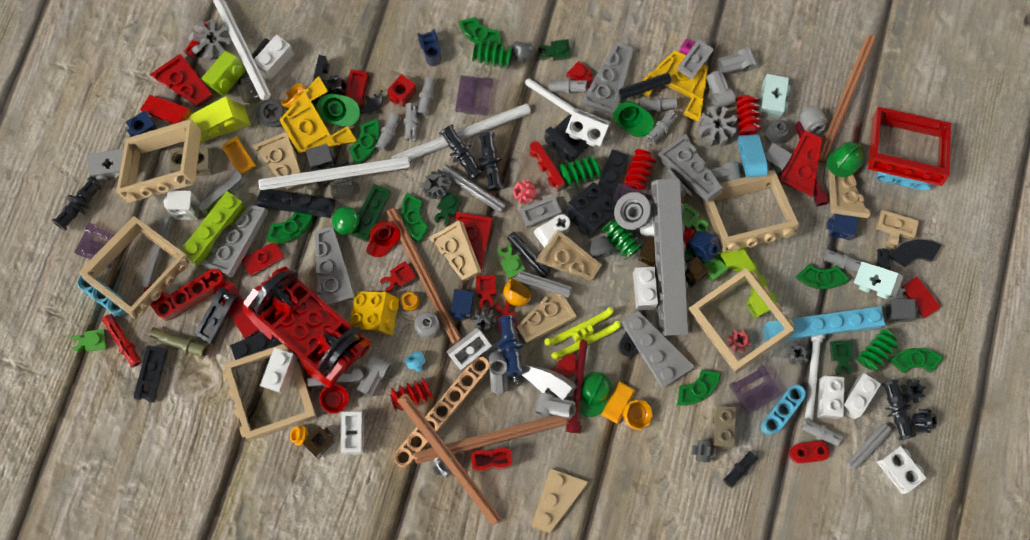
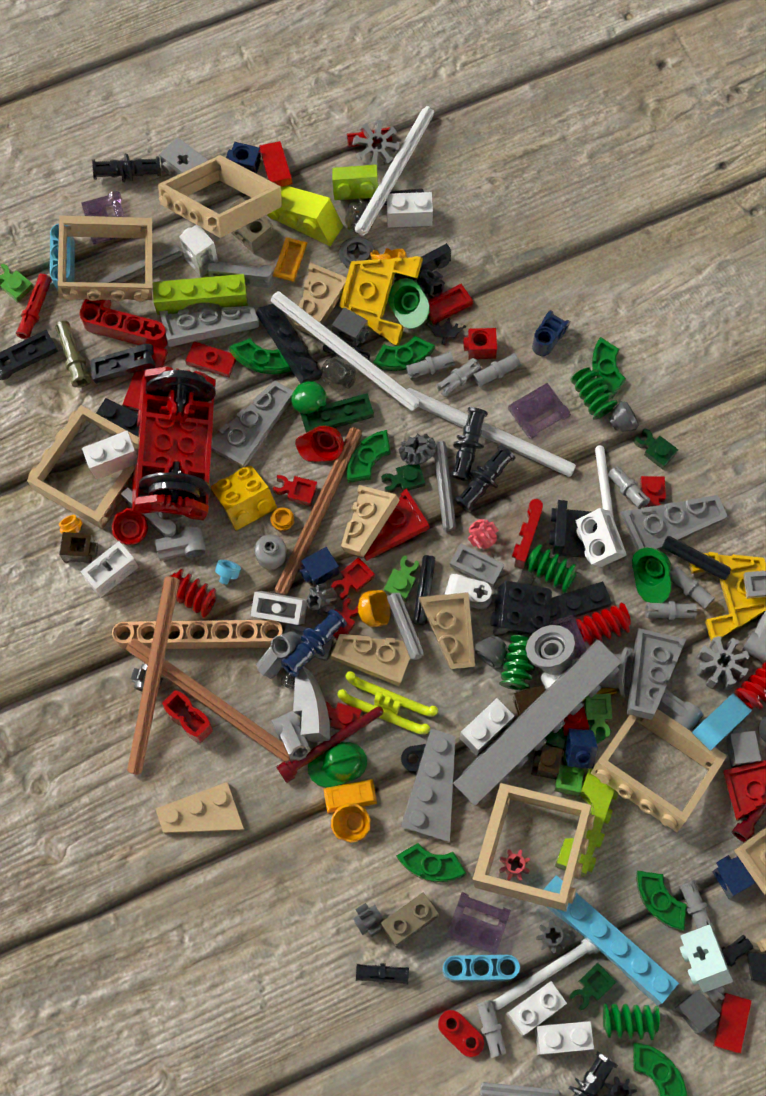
camera: 55 degrees right, 5 degrees down
(182, 79) = (319, 156): red wing -> none

